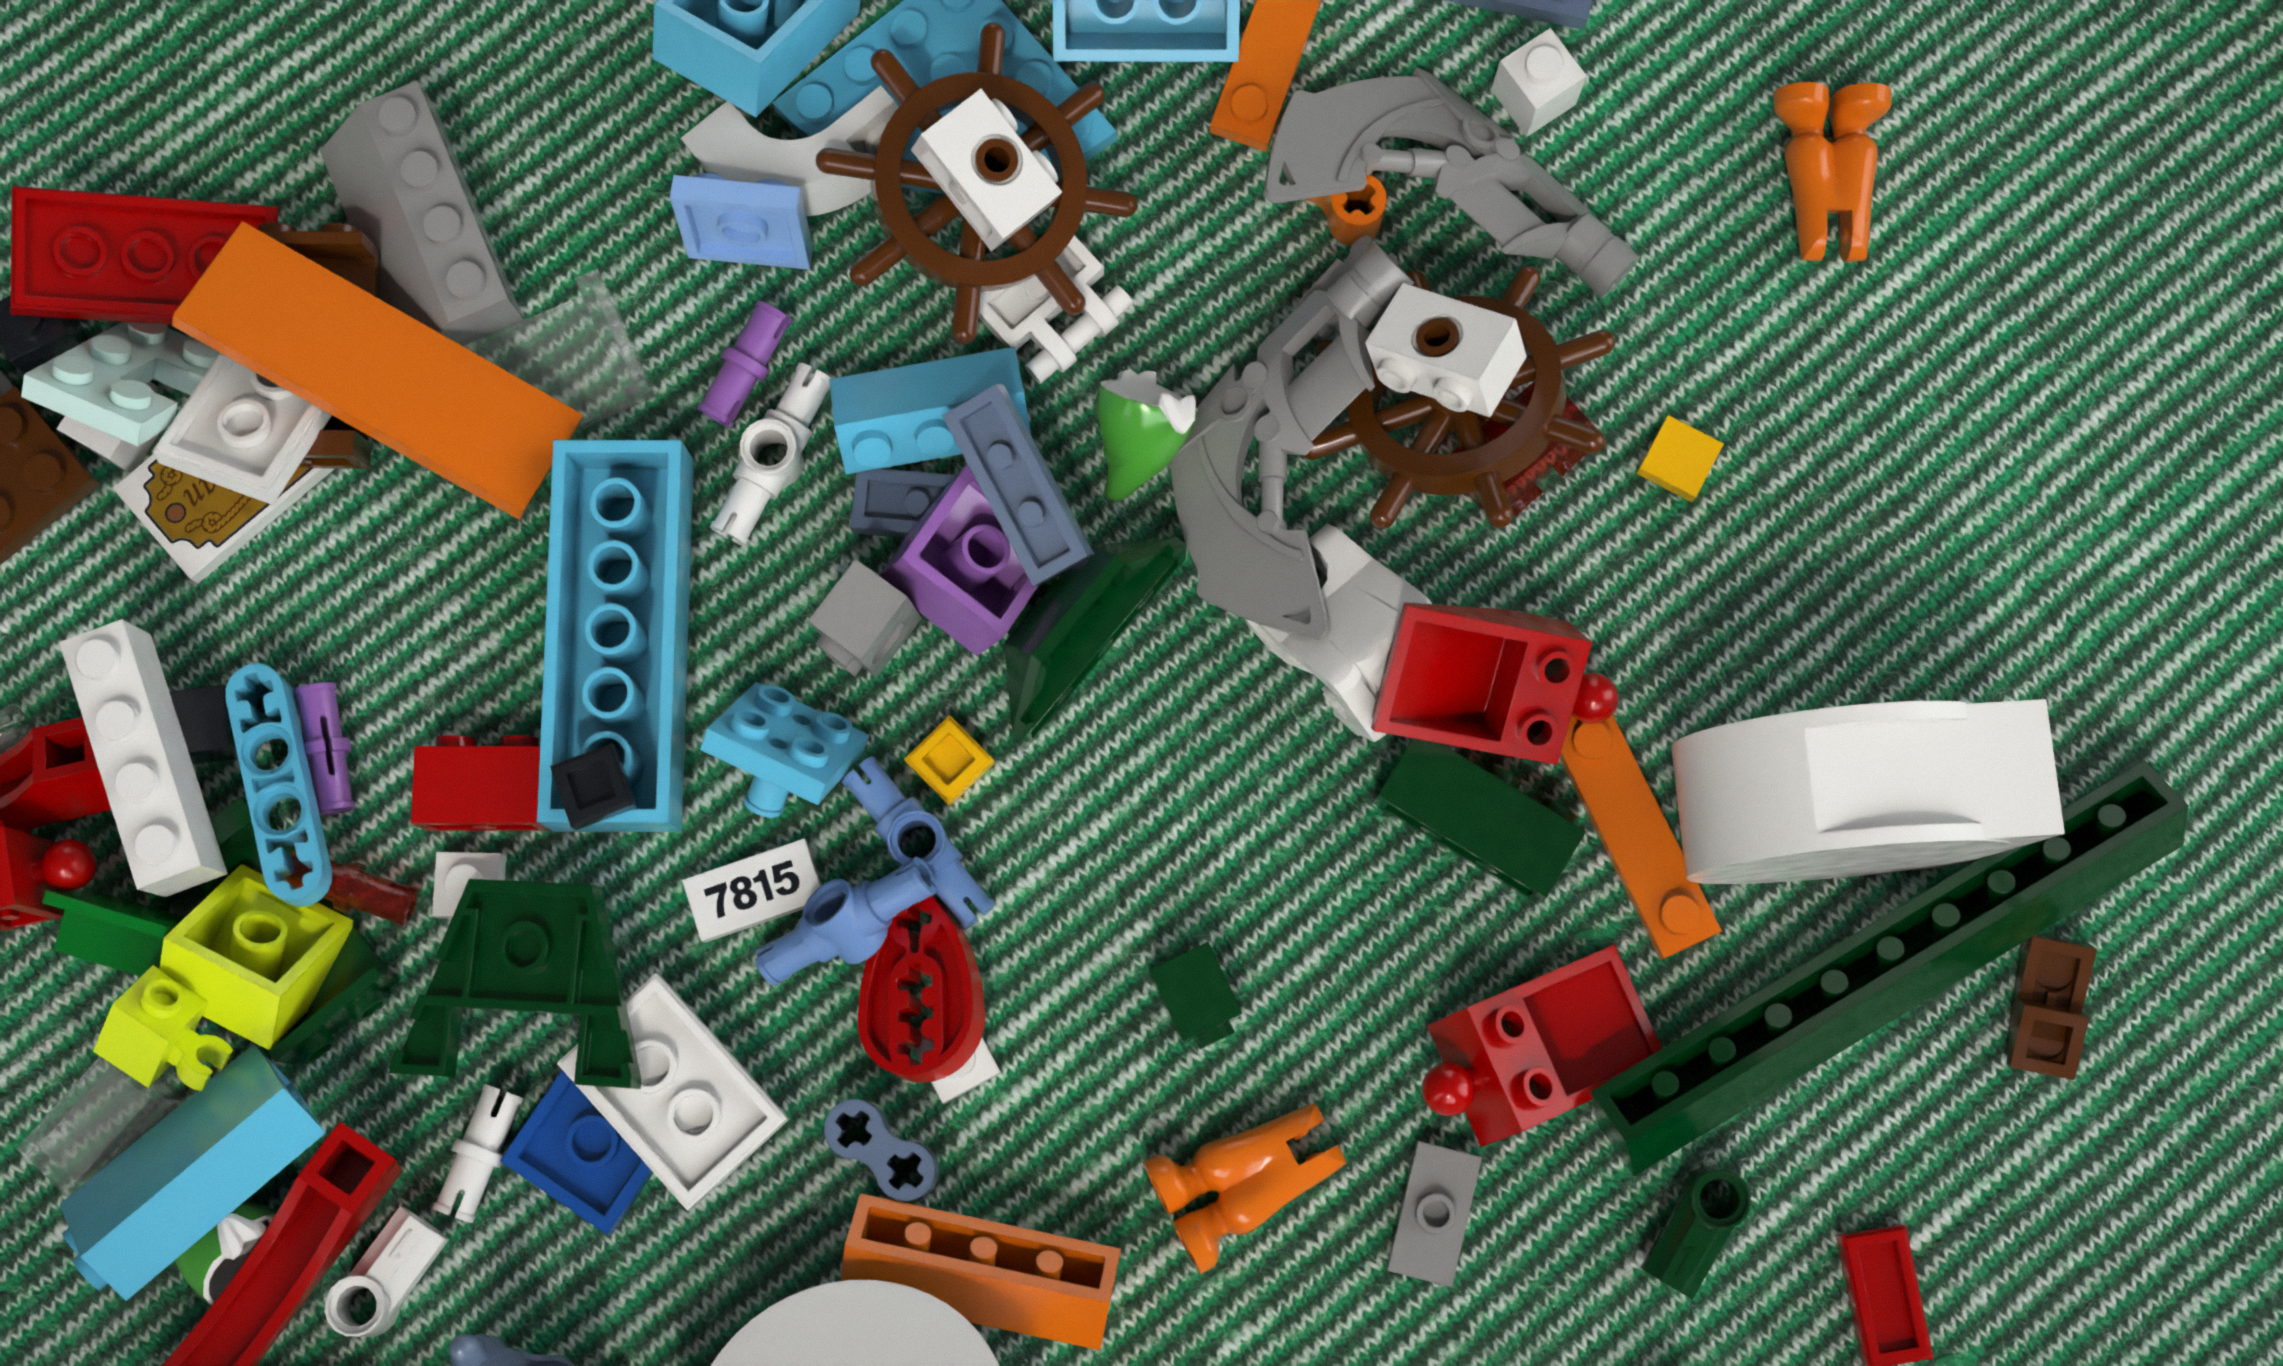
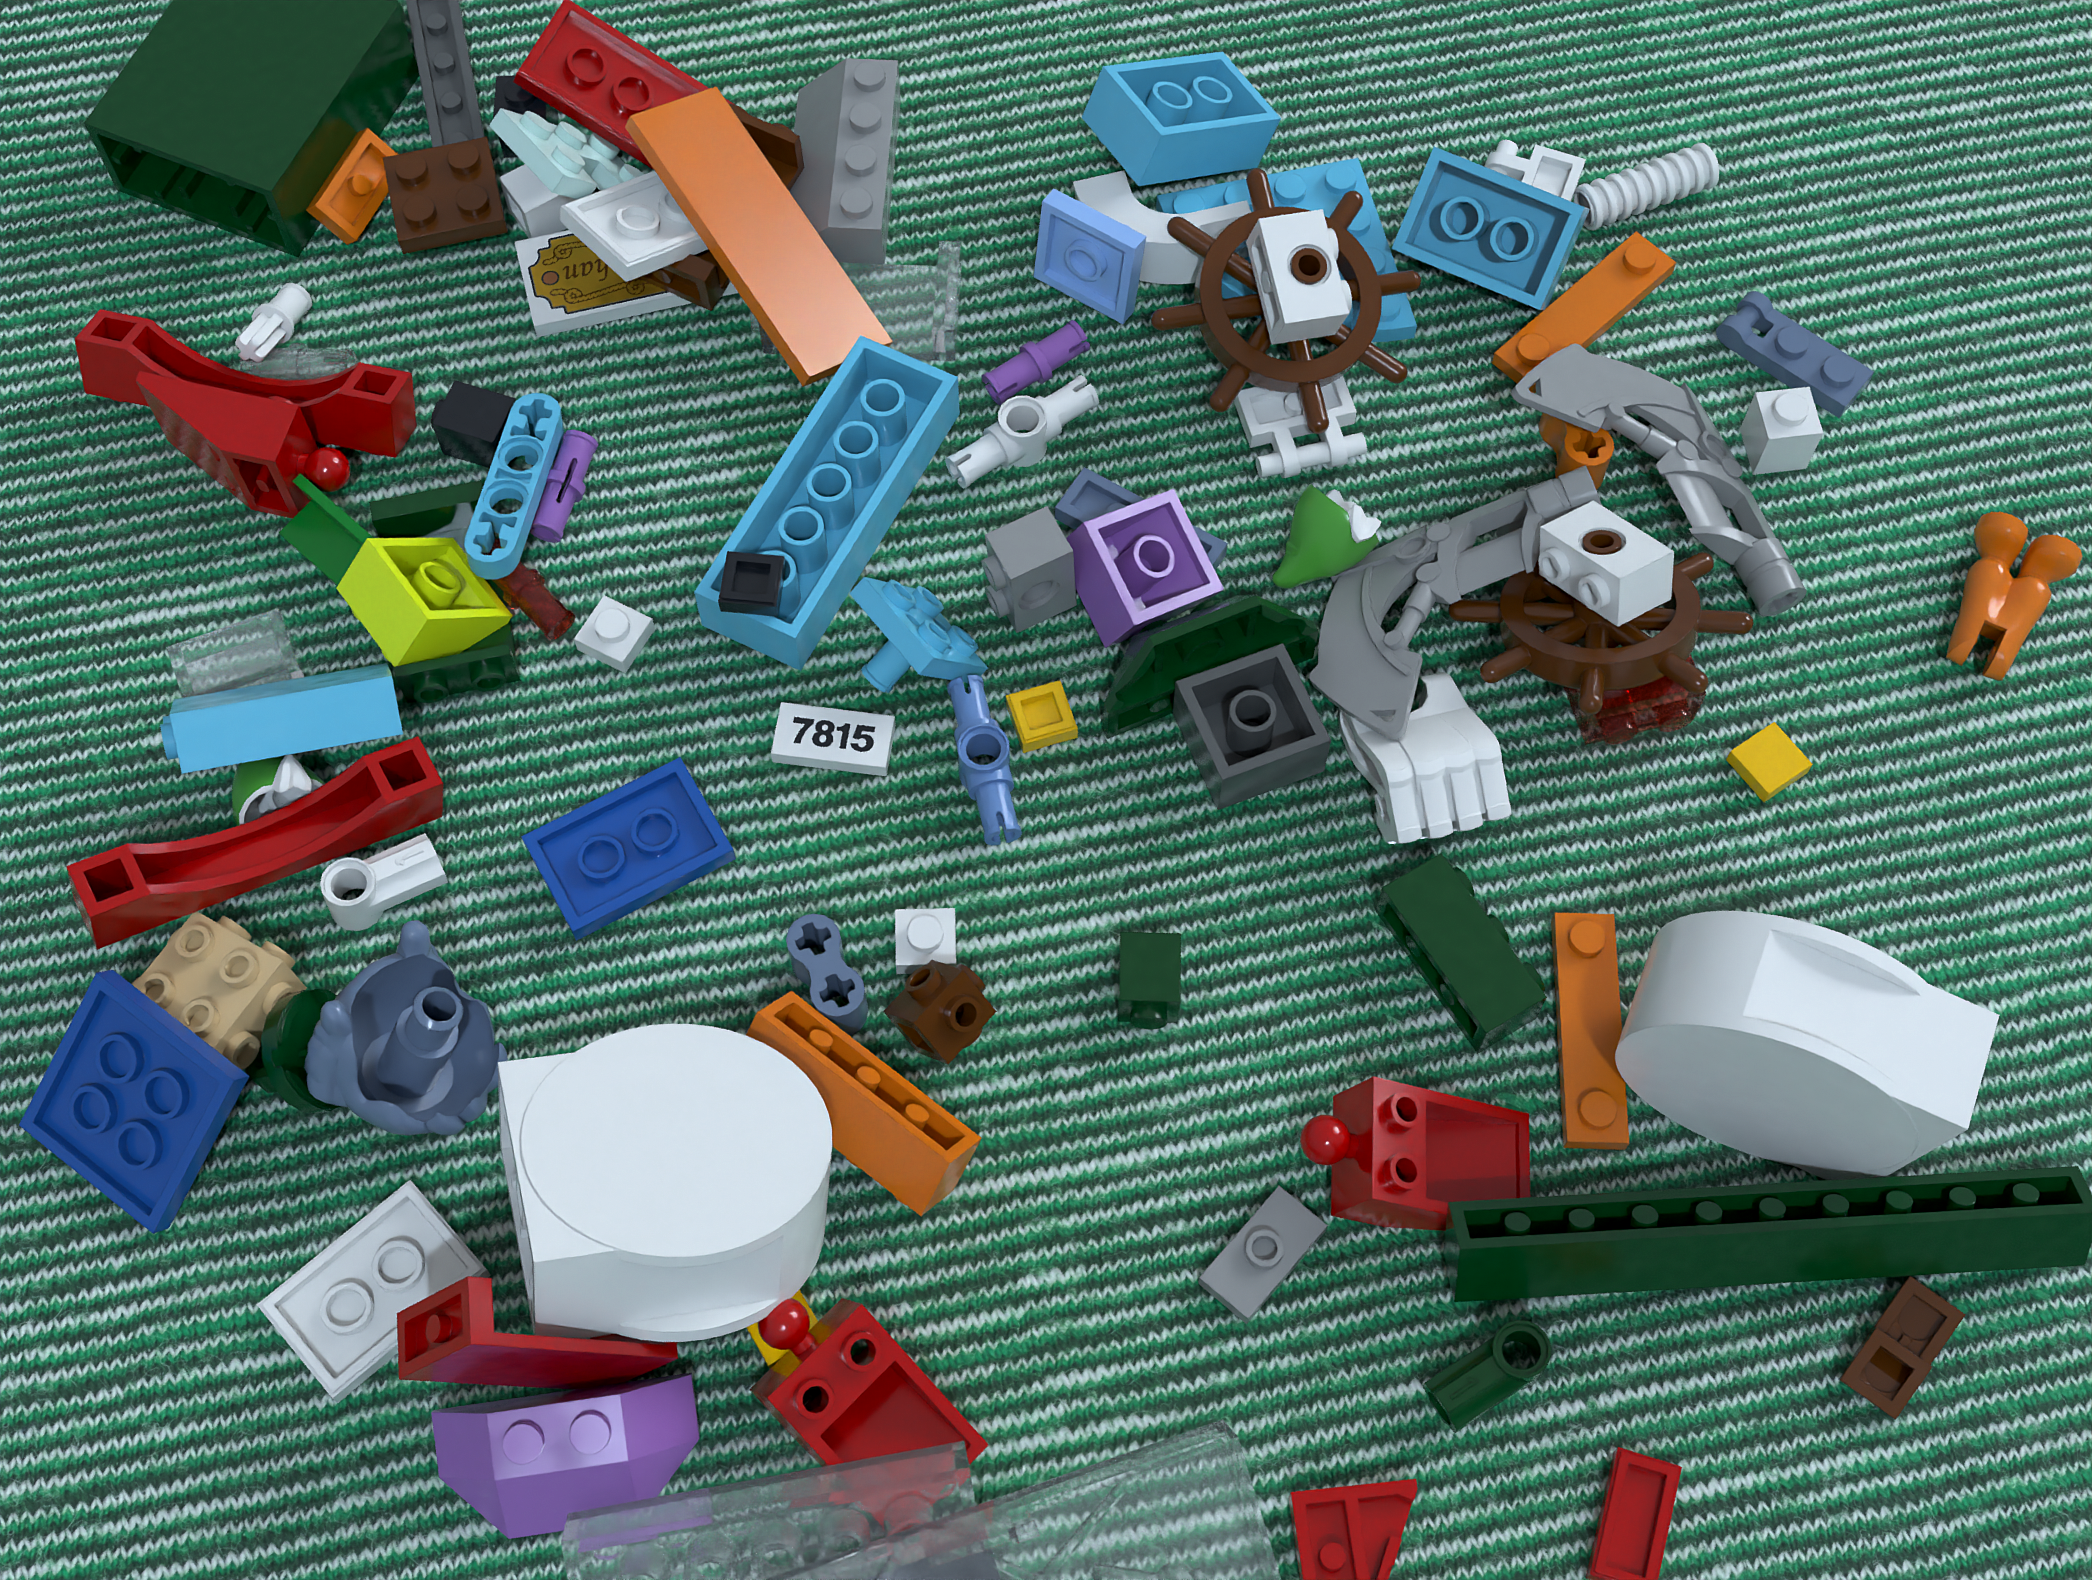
camera: 25 degrees right, 15 degrees down
(143, 759) = (426, 413): white brick -> none
(156, 1028) = (318, 611): neon yellow brick -> none
(476, 786) = (659, 561): red brick -> none
(477, 1153) = (507, 827): white pin -> none
(526, 952) = (630, 688): dark green wing -> none
(695, 1101) = (686, 847): white tile -> none
(845, 921) = (893, 785): medium blue pin -> none
(898, 411) = (1163, 450): medium azure brick -> none
(954, 997) = (915, 844): red piece -> none
(1013, 1132) = (941, 1010): none -> reddish brown brick
(1018, 484) = (1204, 518): sand blue plate -> none
(1167, 680) = (1250, 726): none -> dark grey brick
(1250, 1173) = (1121, 1141): orange piece -> none
(1489, 681) = (1516, 829): red slope -> none

